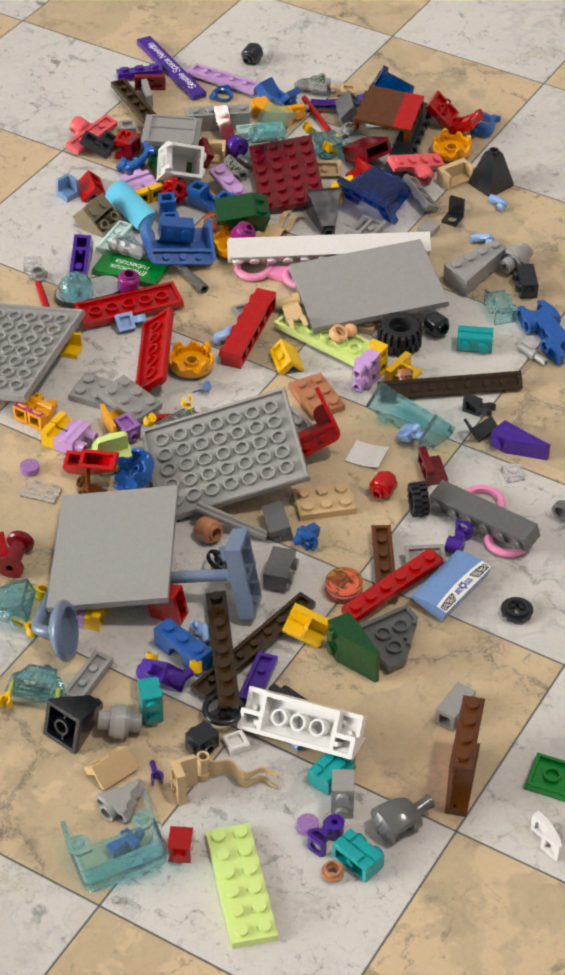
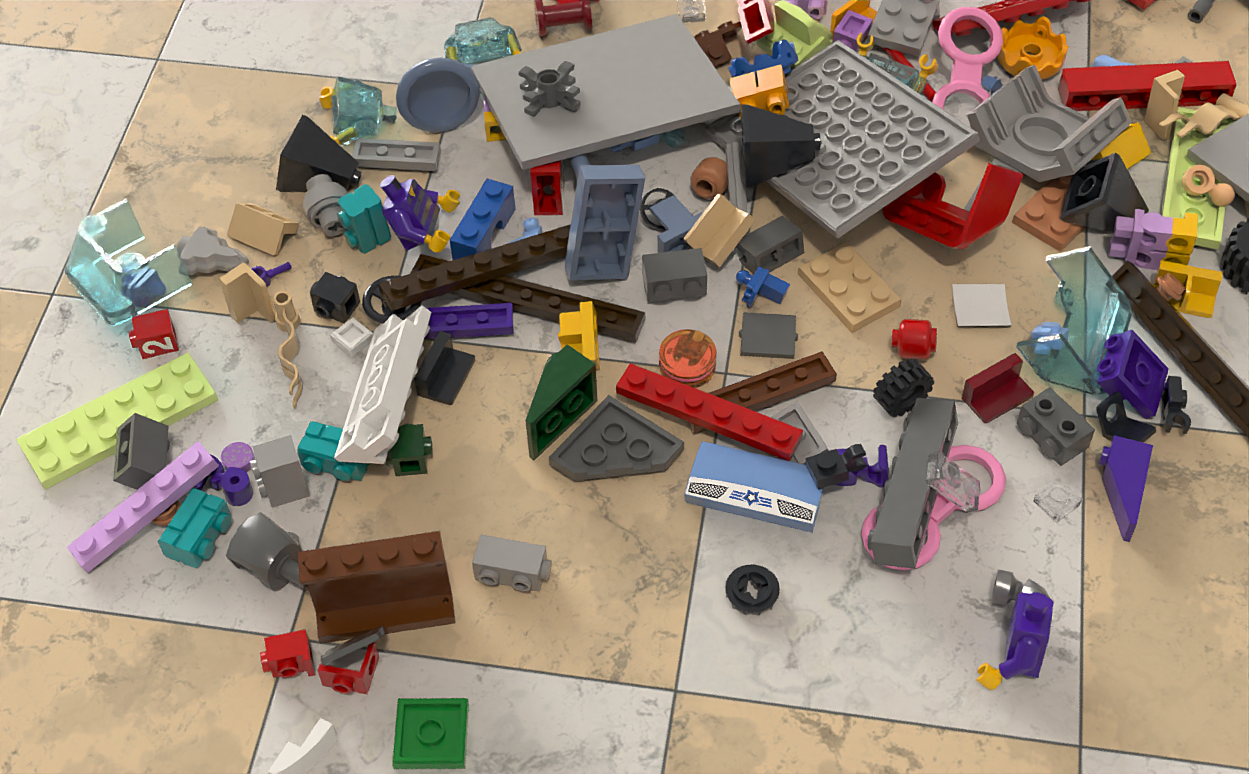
camera: 70 degrees right, 10 degrees up
(110, 565) = (549, 88): none -> dark grey pin
(167, 473) = (769, 95): none -> light orange hips
(194, 387) = (965, 67): none -> bright pink bar
(220, 484) = (774, 144): none -> black slope
(261, 535) = (719, 230): none -> tan panel
(270, 372) = (1040, 134): none -> light grey panel
(276, 324) = (1163, 101): none -> tan panel
(286, 868) = (140, 450): none -> dark grey brick
(329, 371) = (1101, 194): none -> black slope
(332, 876) = (142, 507): none -> lavender plate
(340, 548) = (768, 335): none -> dark grey piece
(451, 411) = (1133, 371): none -> dark purple plate
(461, 544) = (831, 468): none -> black plate
(469, 453) = (1055, 426): none -> dark grey brick
(476, 826) = (288, 654): none -> red brick
(486, 789) = (352, 645): none -> dark grey piece
(496, 498) = (953, 482): none -> clear plate
(505, 802) = (349, 680): none -> red bracket

